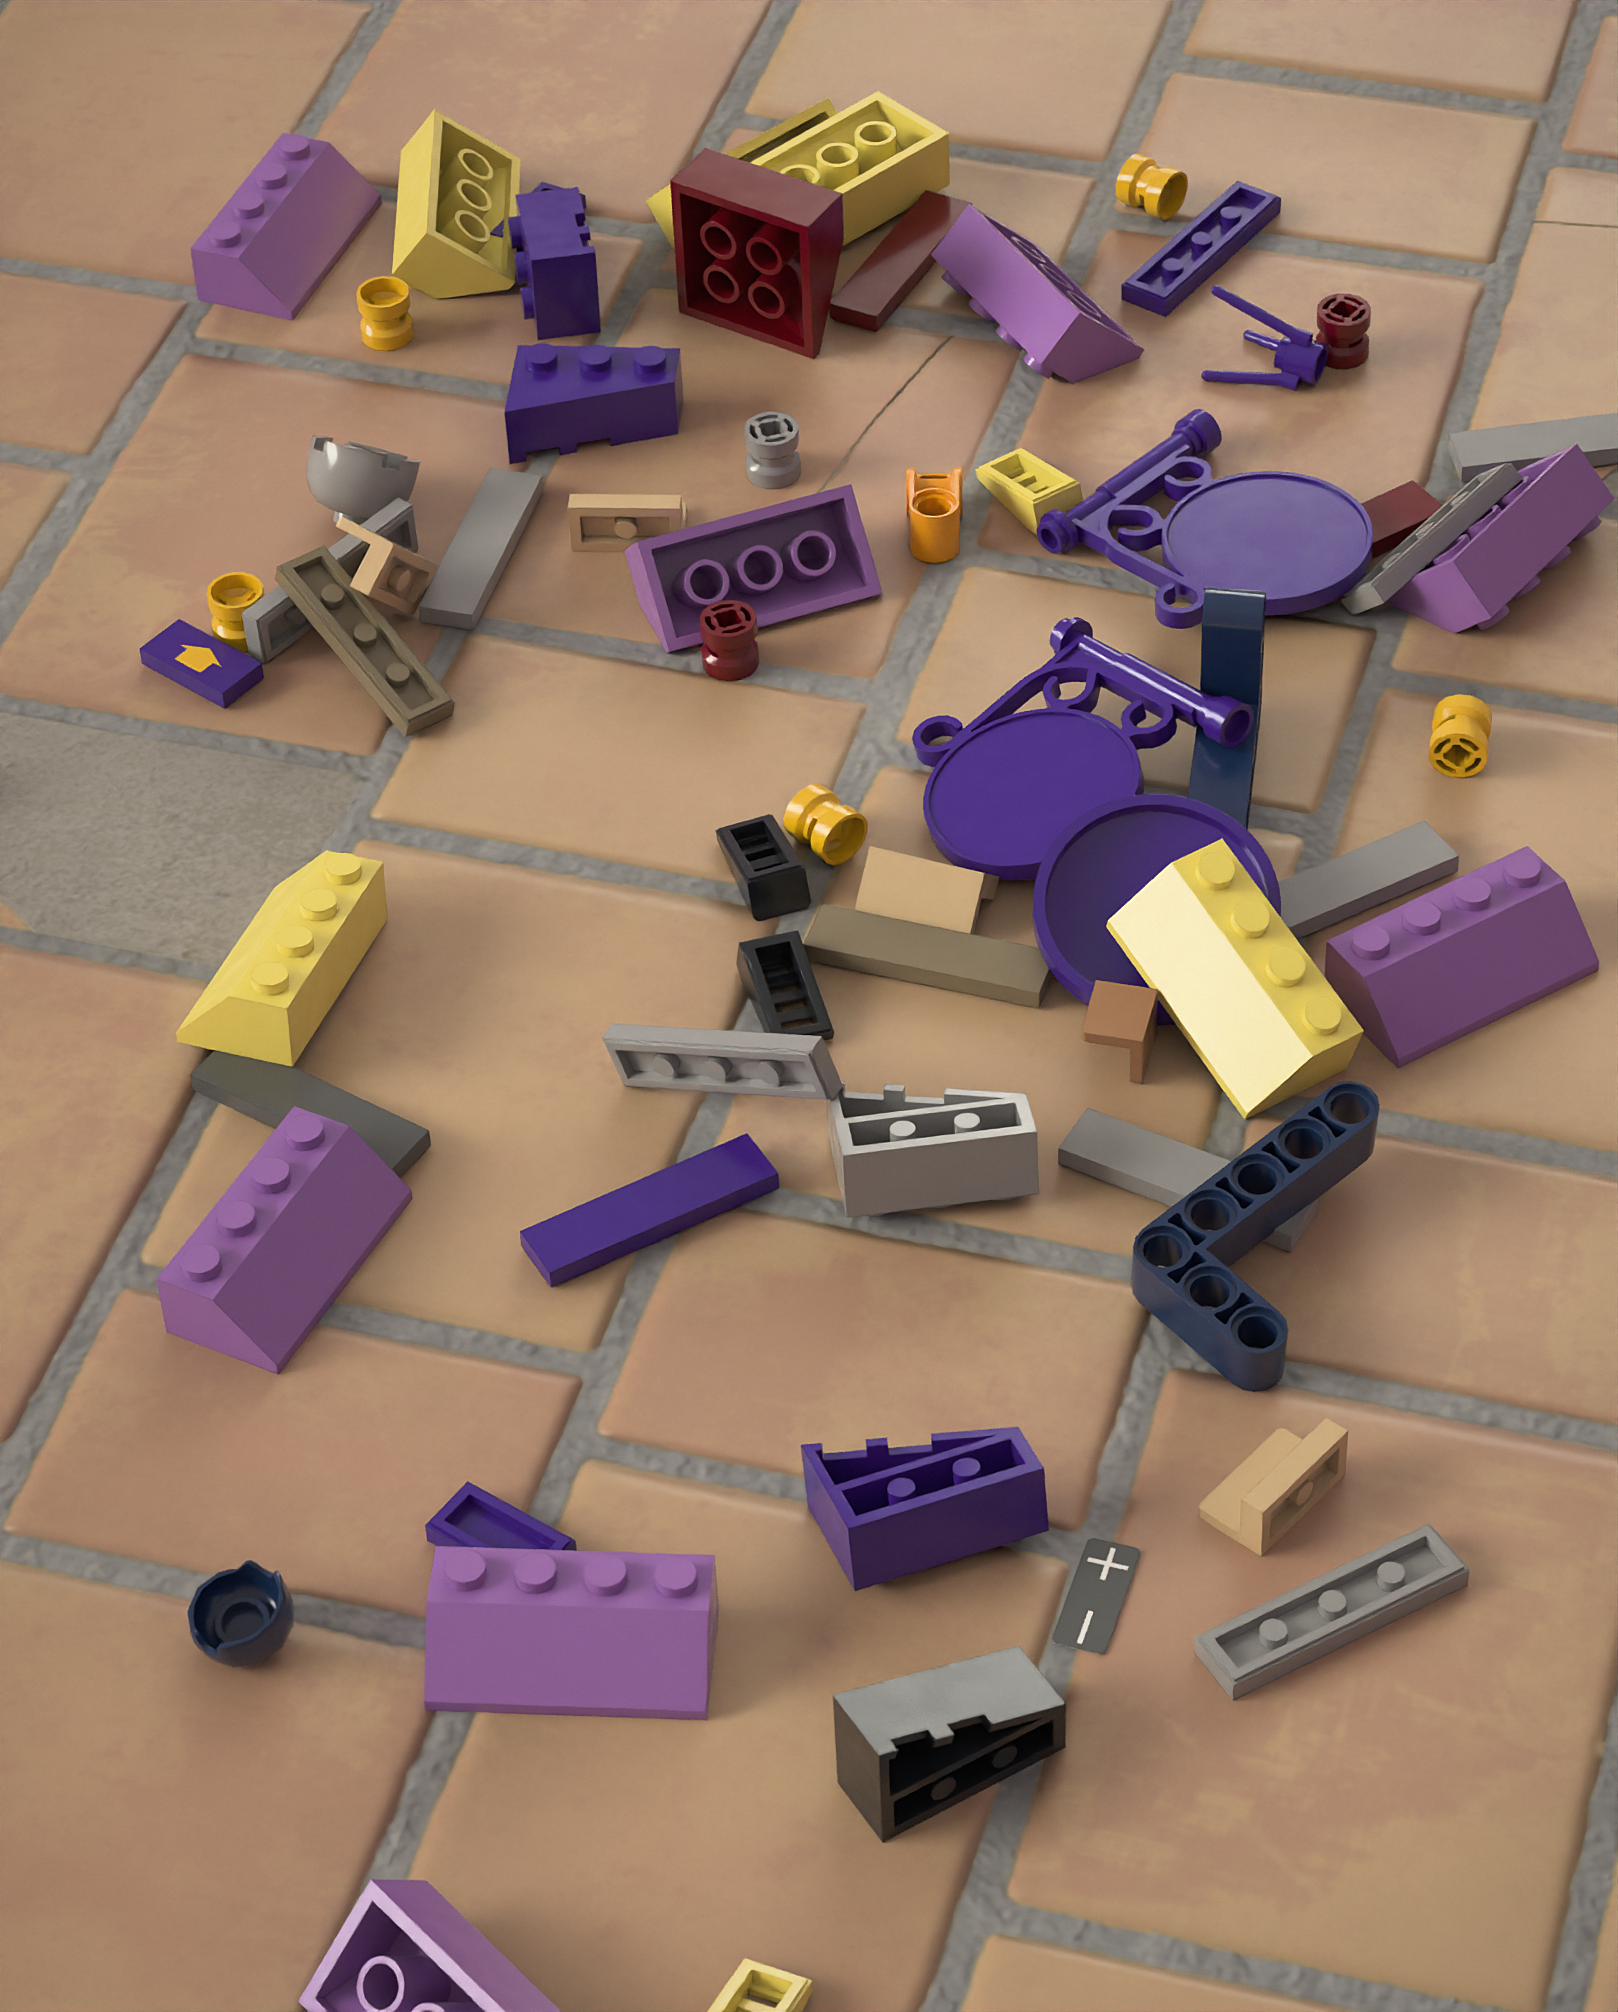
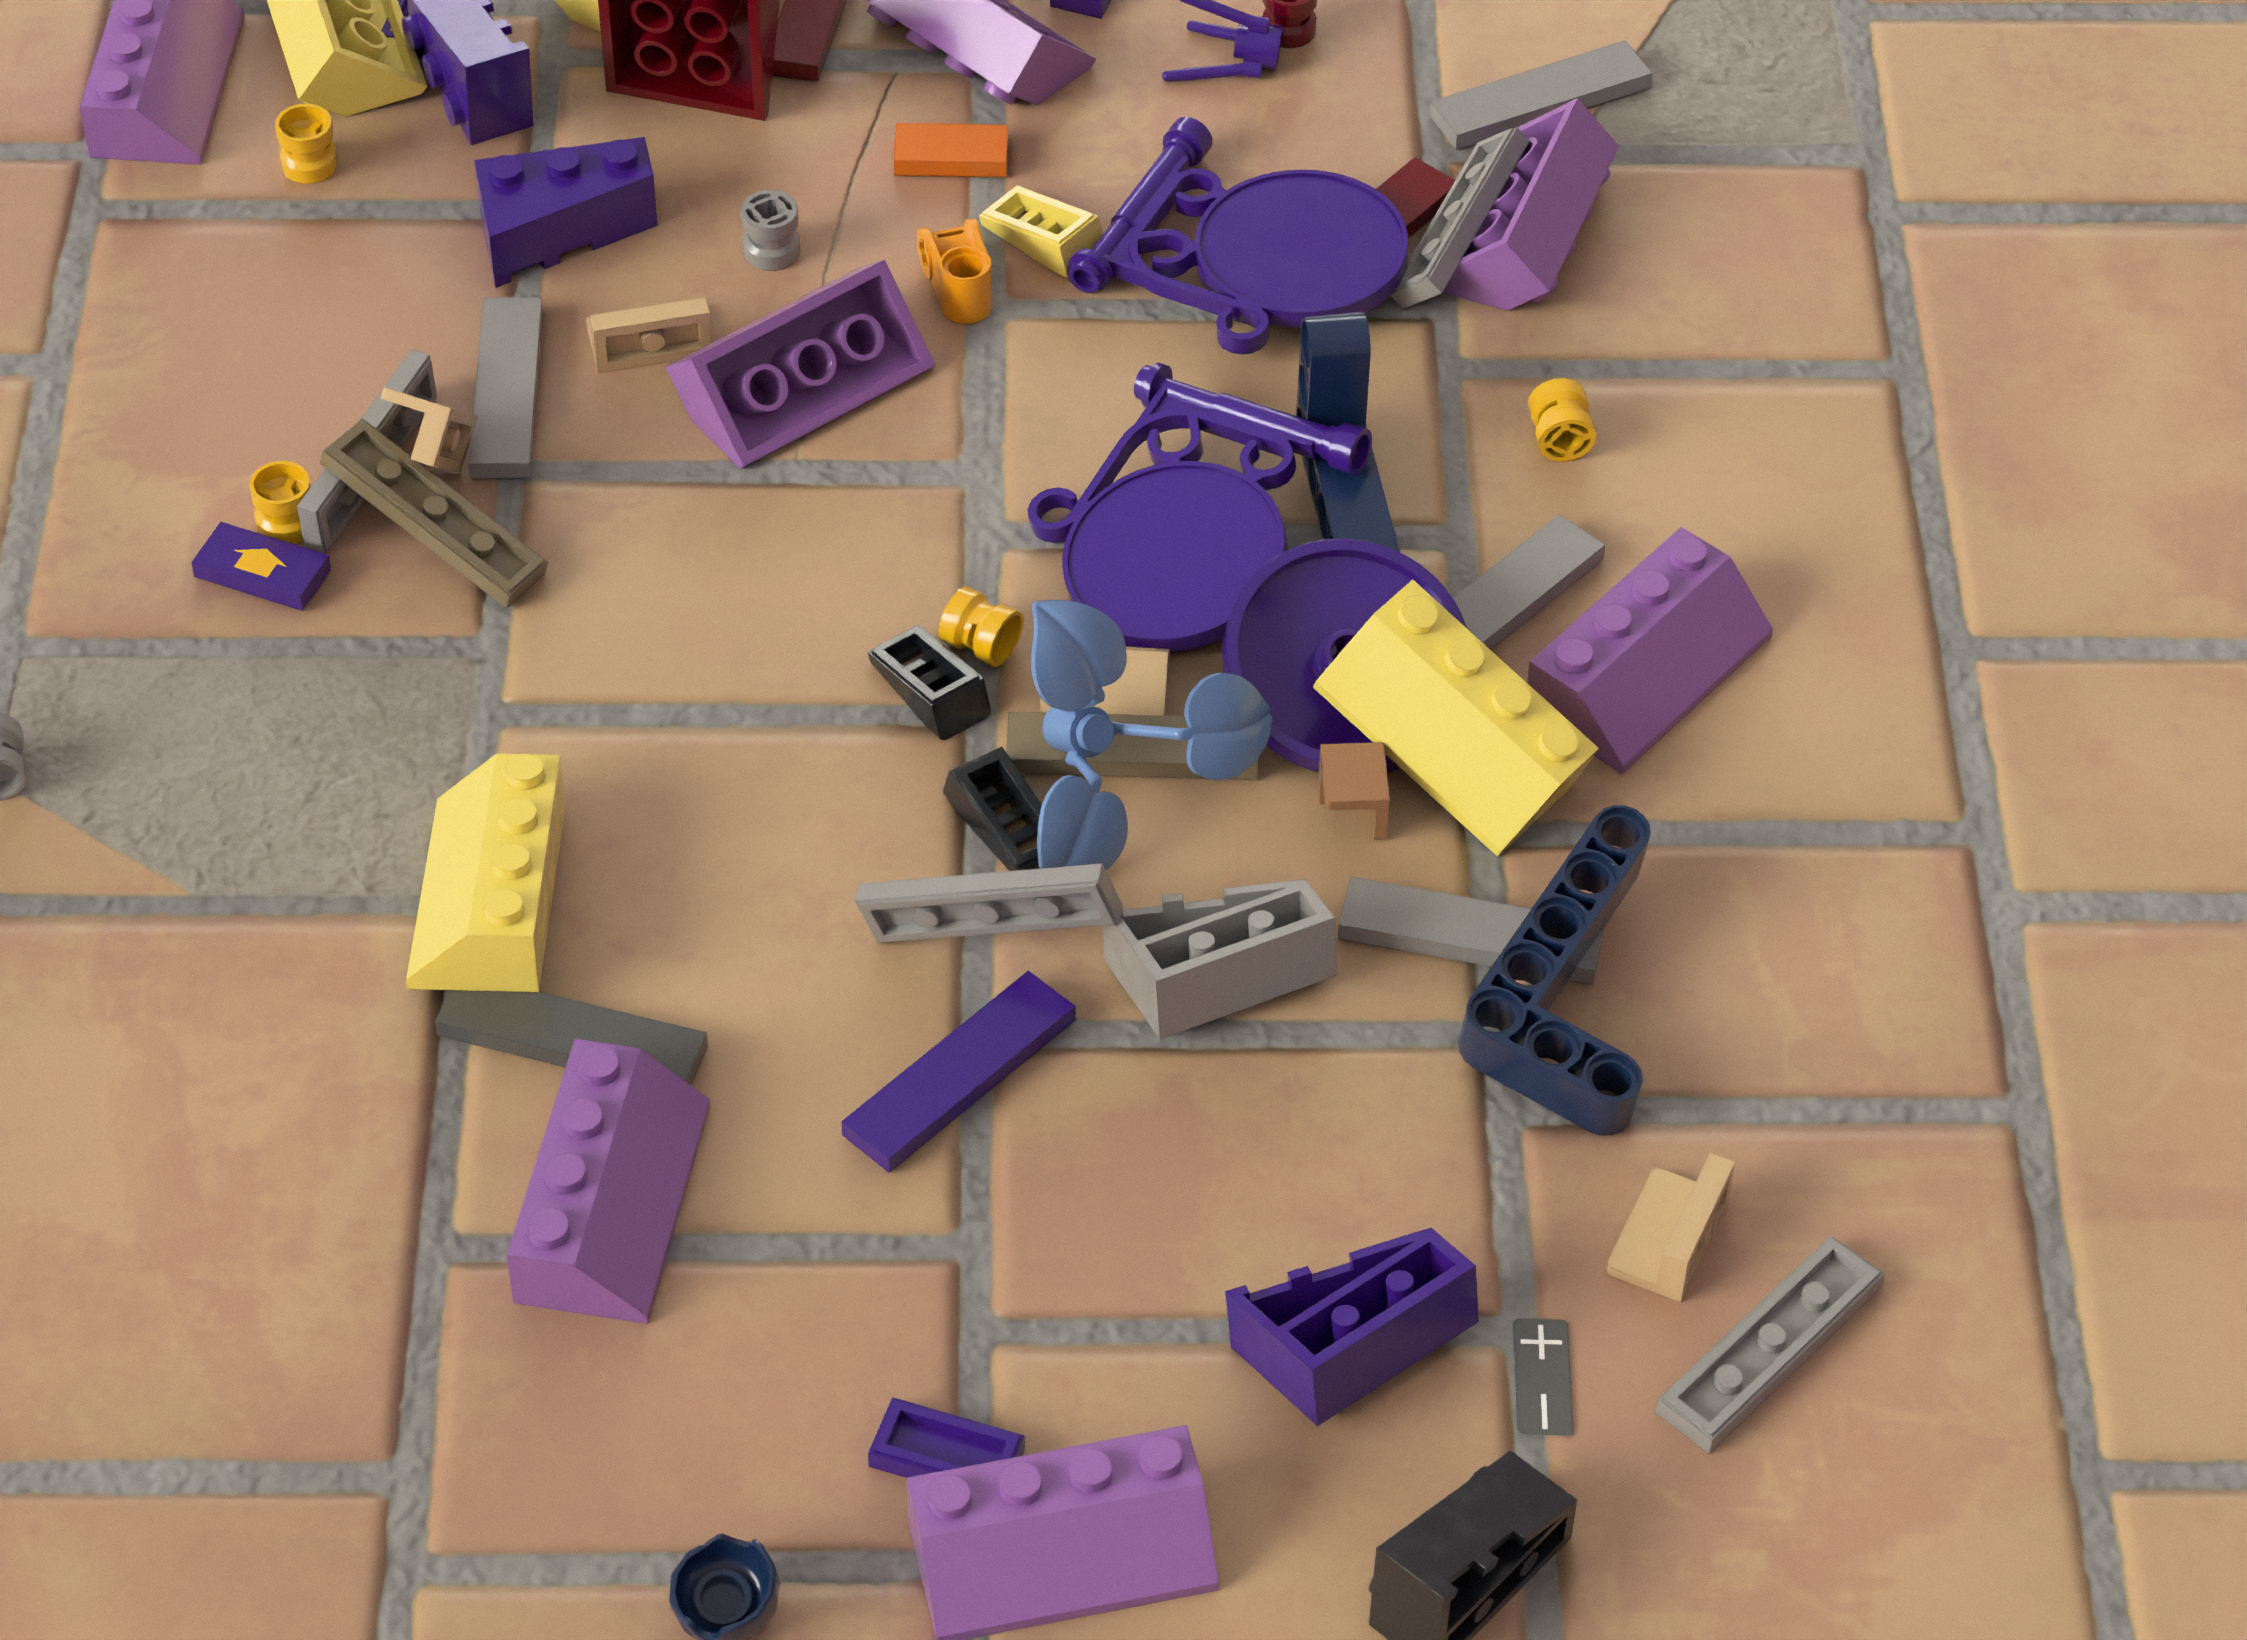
camera: 20 degrees left, 5 degrees up
(357, 477) = (358, 336): light grey cylinder -> none
(729, 640) = (807, 445): dark red wheel -> none
(855, 848) = (1071, 660): none -> medium blue plant
(973, 408) = (951, 150): none -> orange tile

